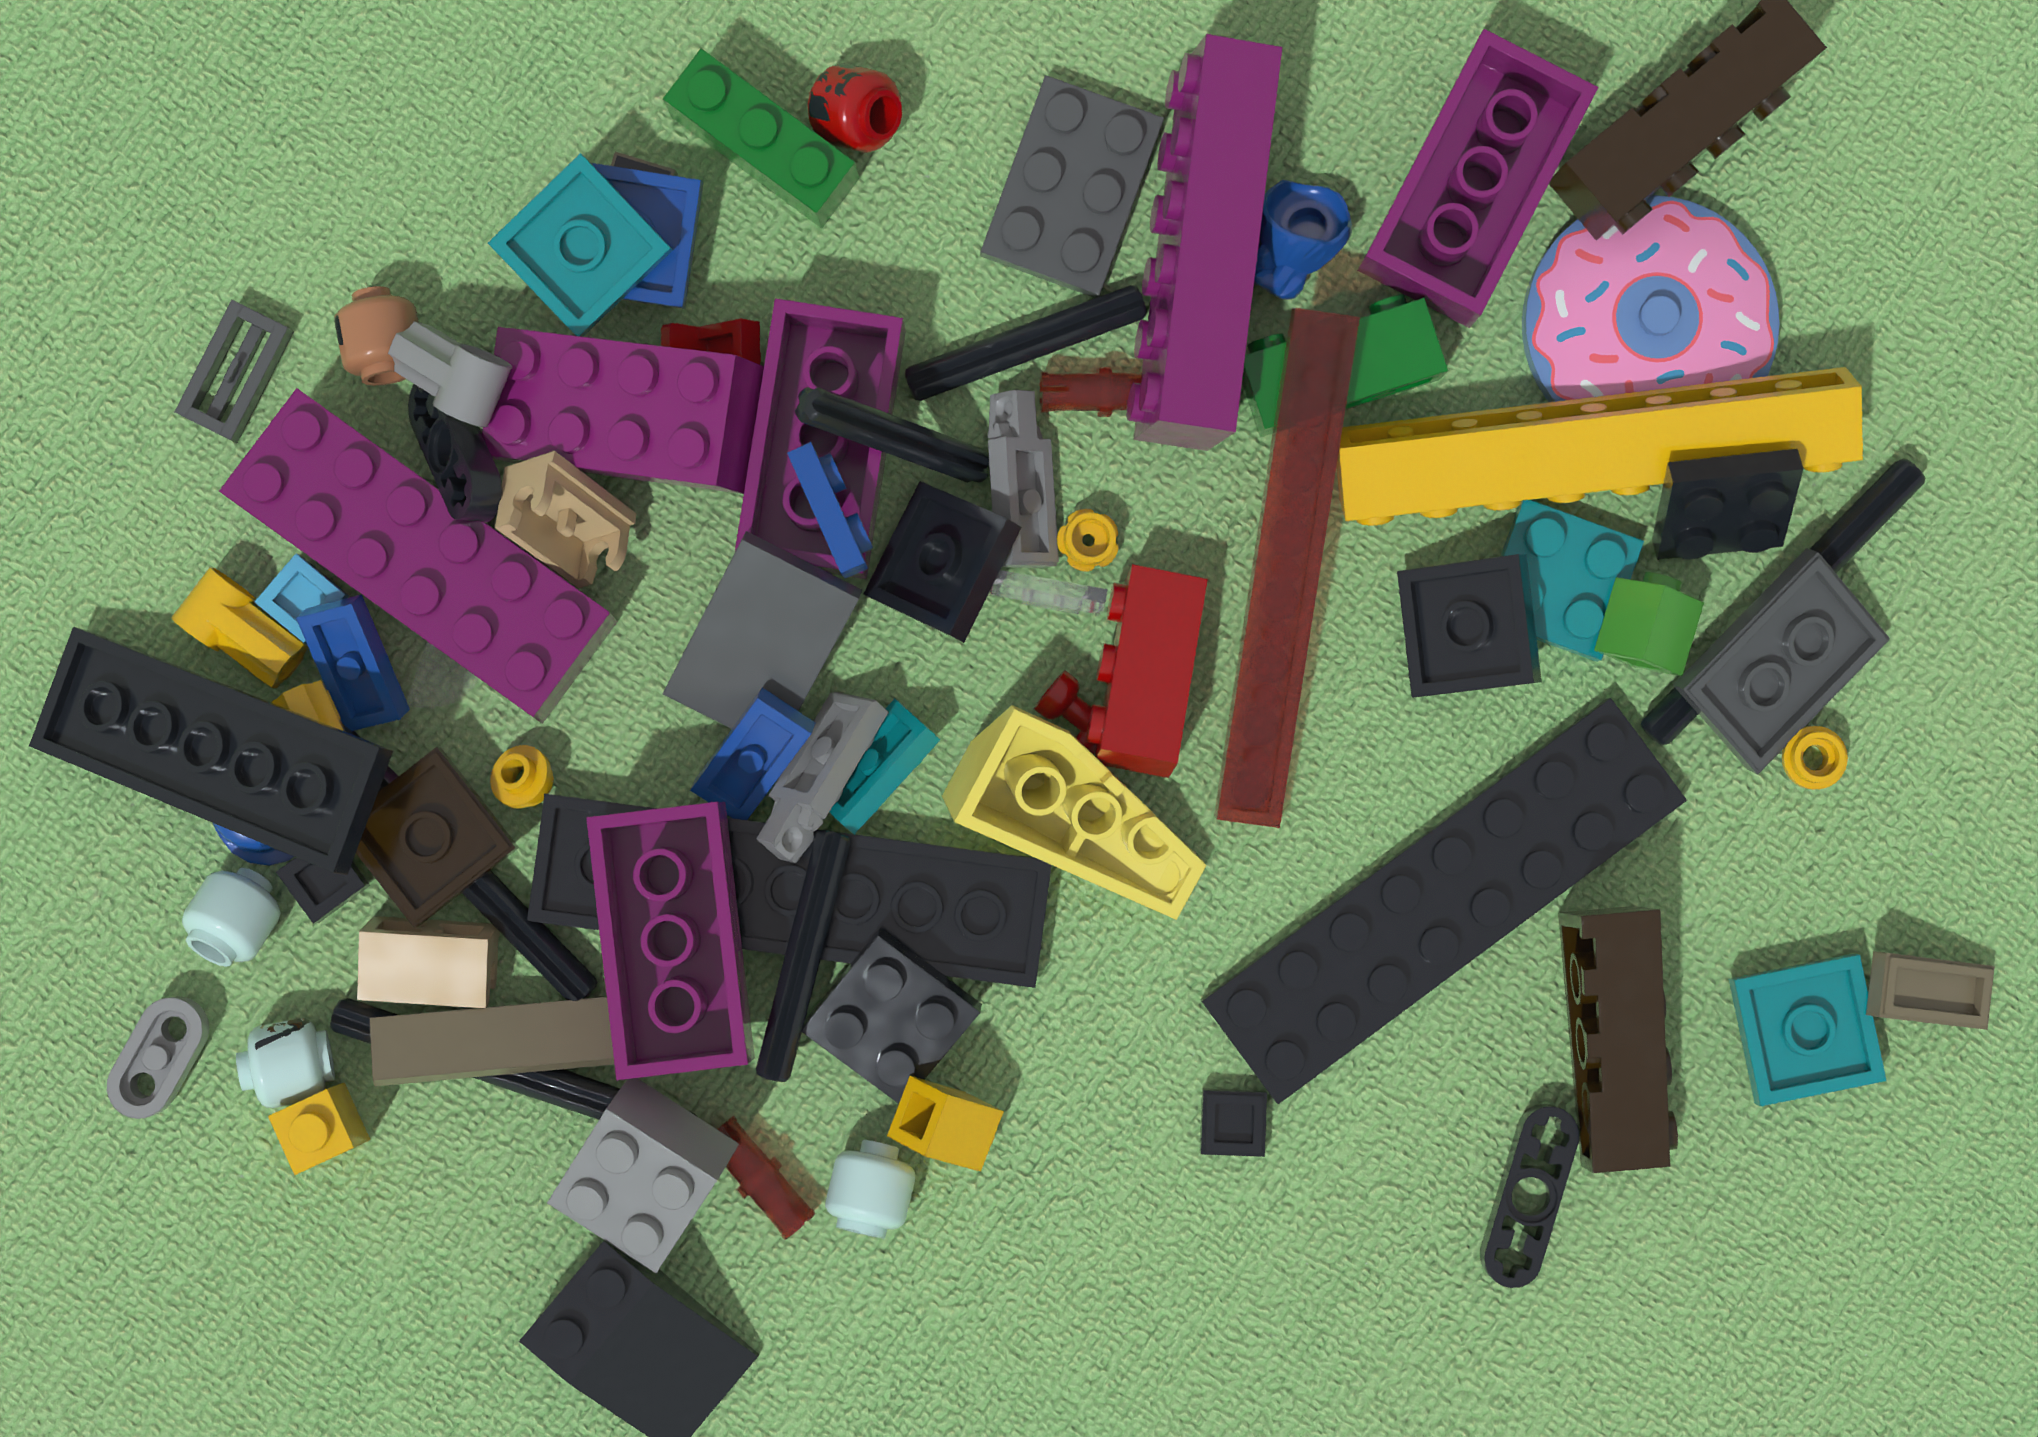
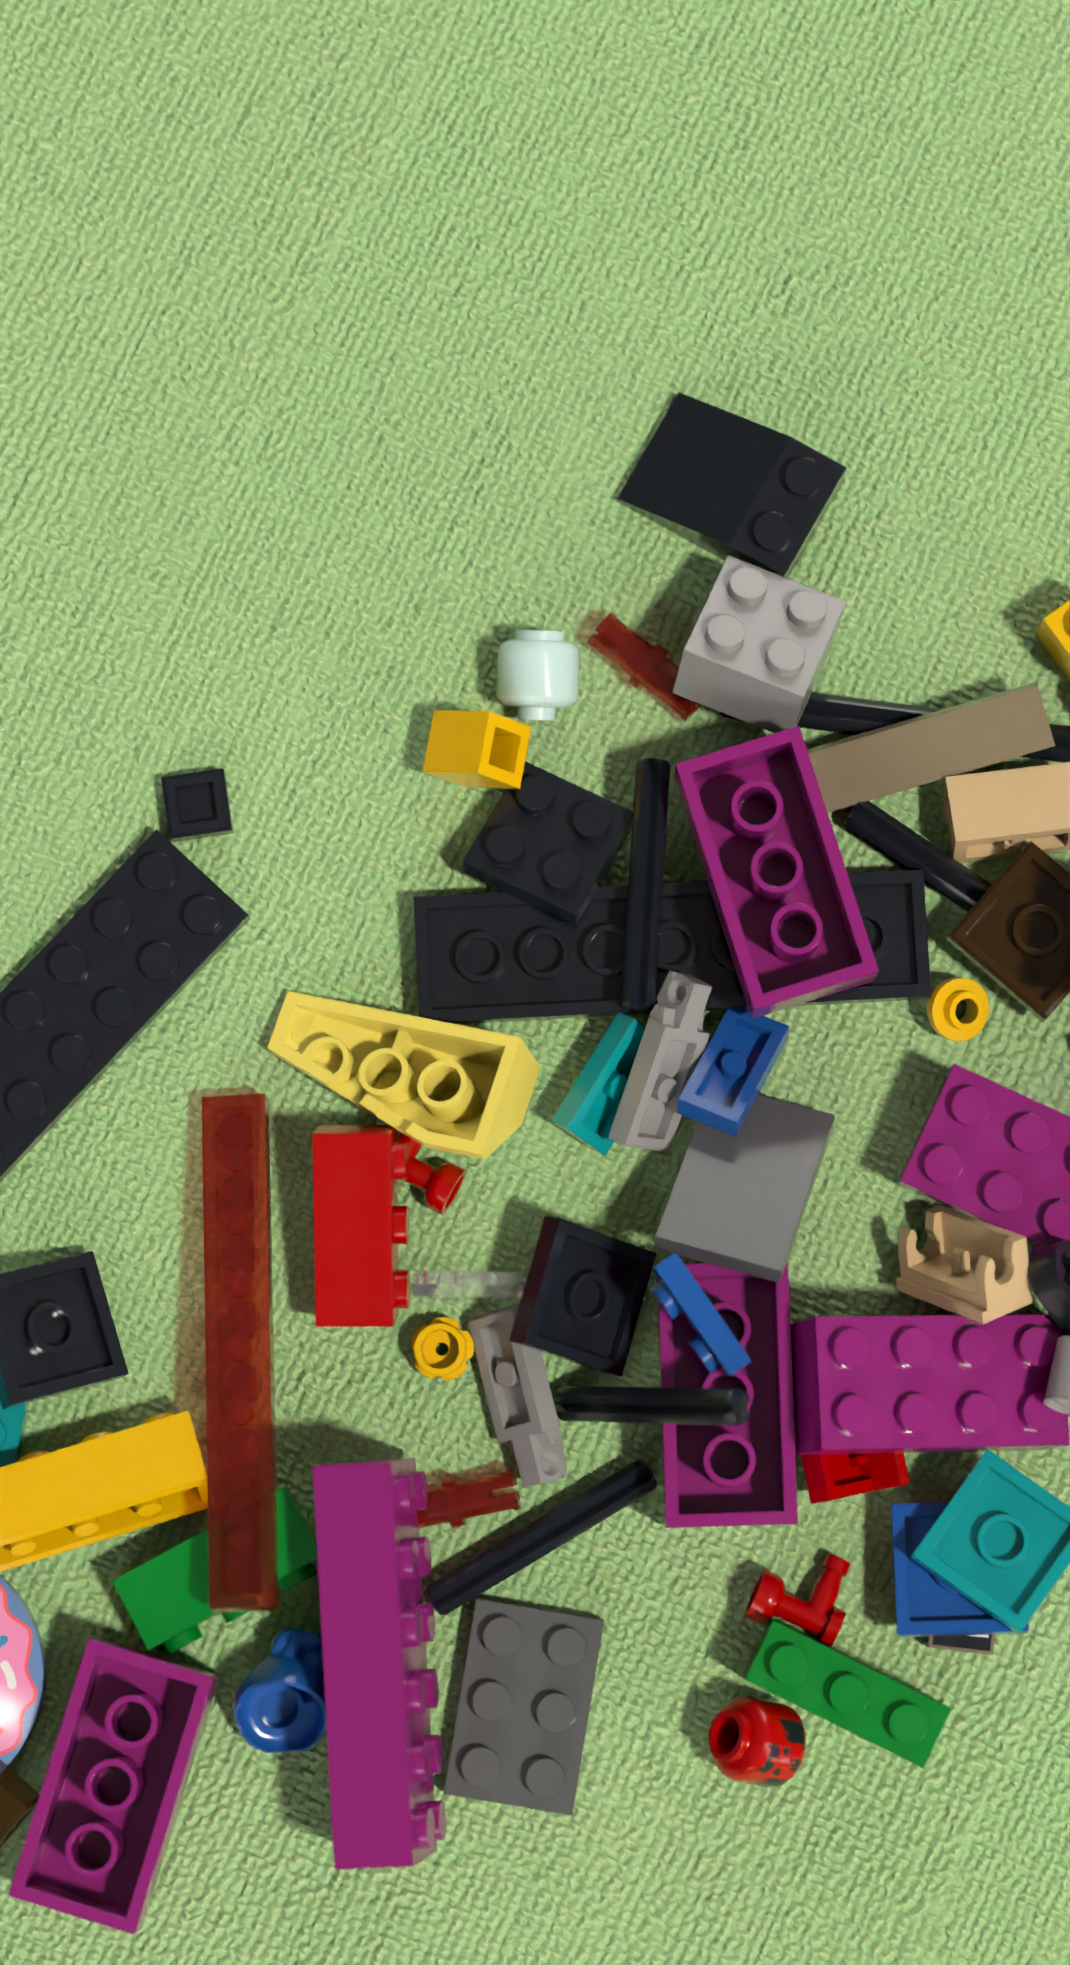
camera: 170 degrees right, 5 degrees down
(774, 220) = (814, 1615): none -> red piece

